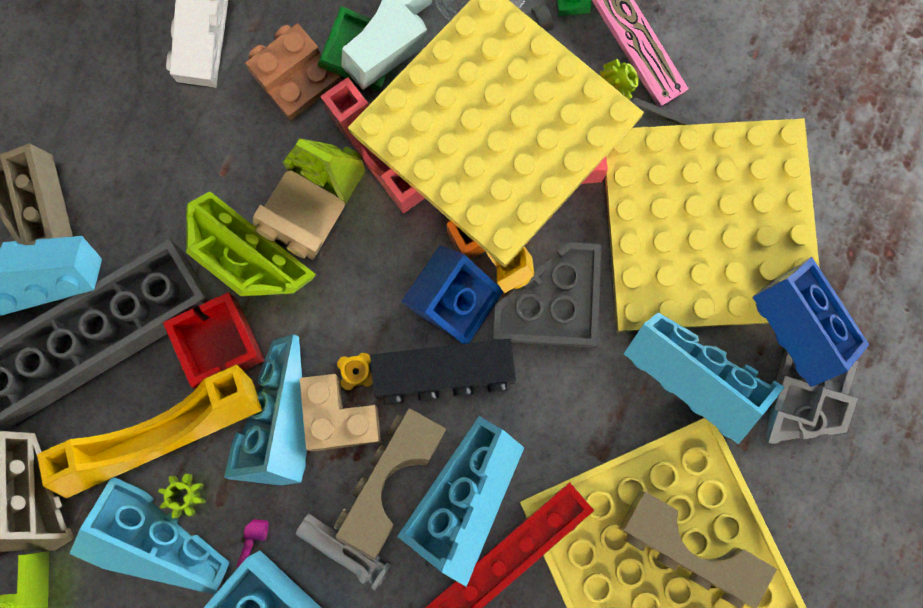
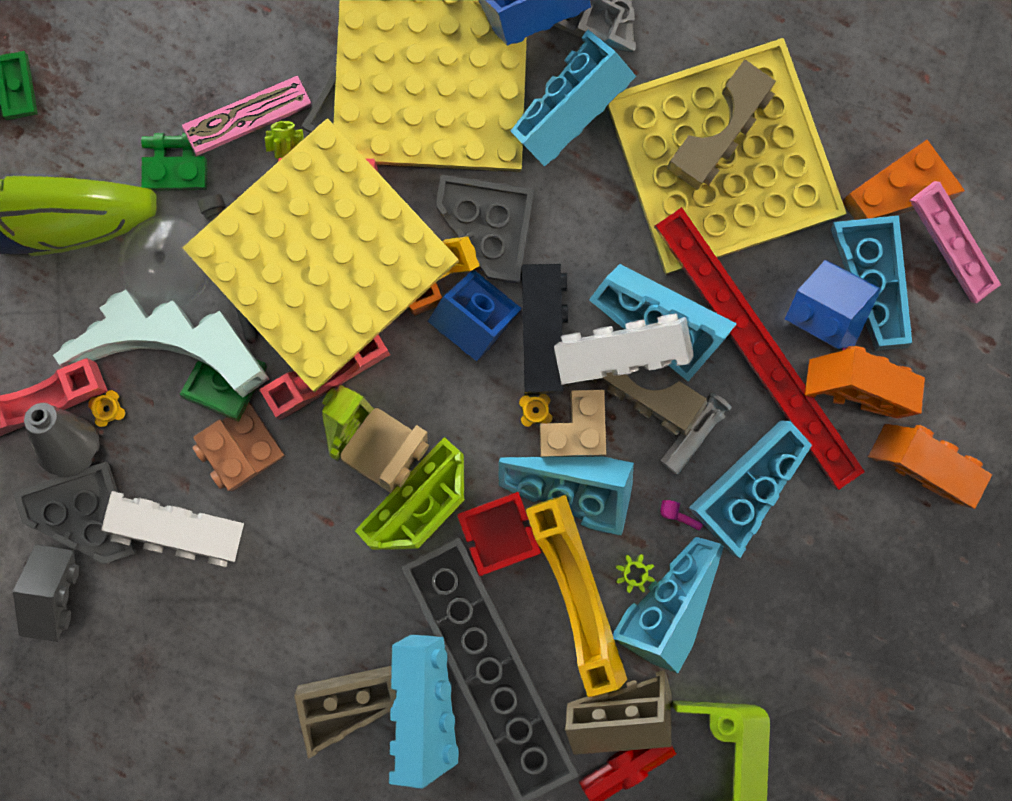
camera: 85 degrees left, 5 degrees up
(419, 459) = (624, 349): none -> white wedge

